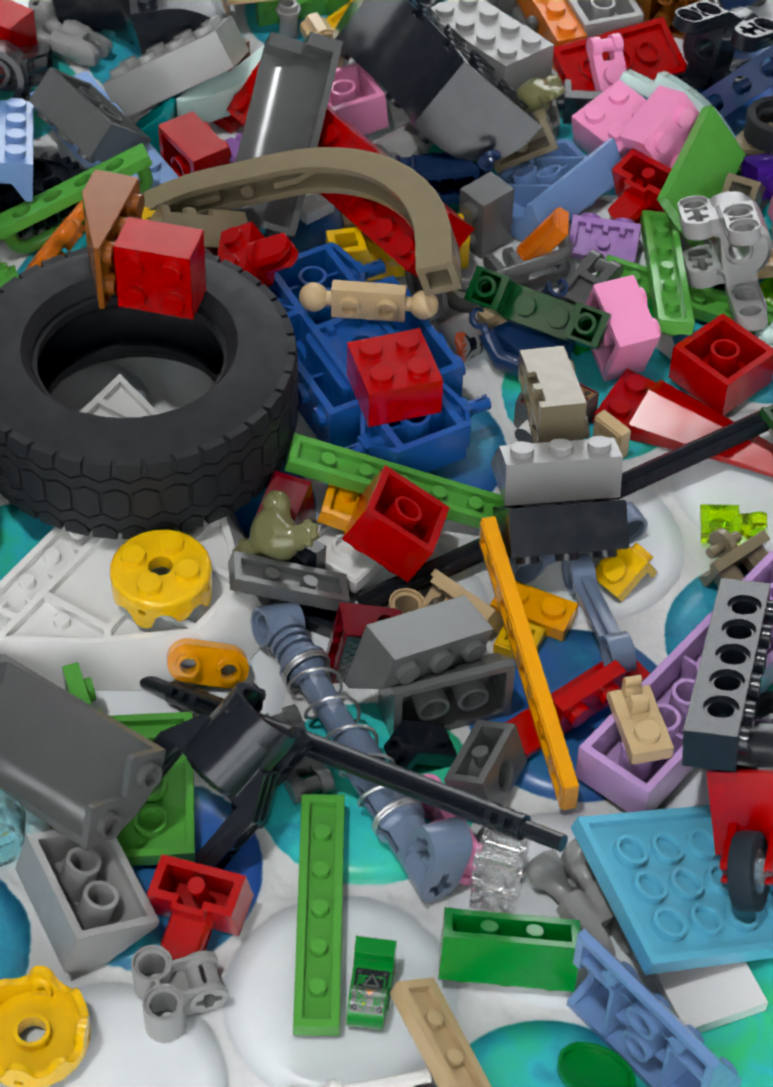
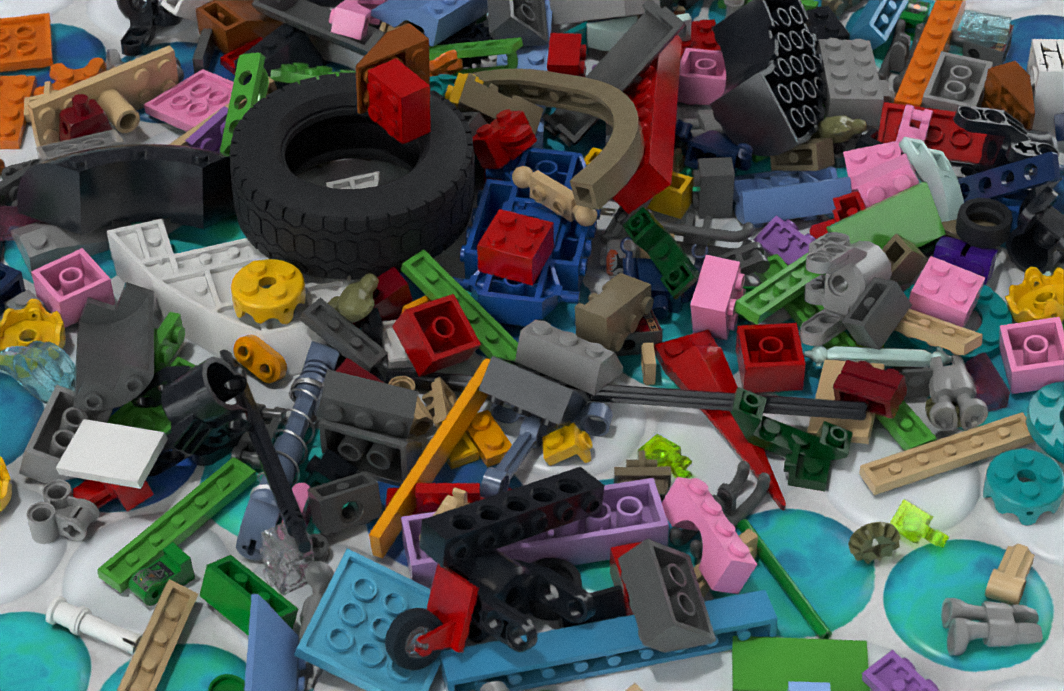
camera: 40 degrees right, 5 degrees down
(189, 876) = (112, 453): none -> white tile
(545, 236) = (740, 217): orange tile -> none

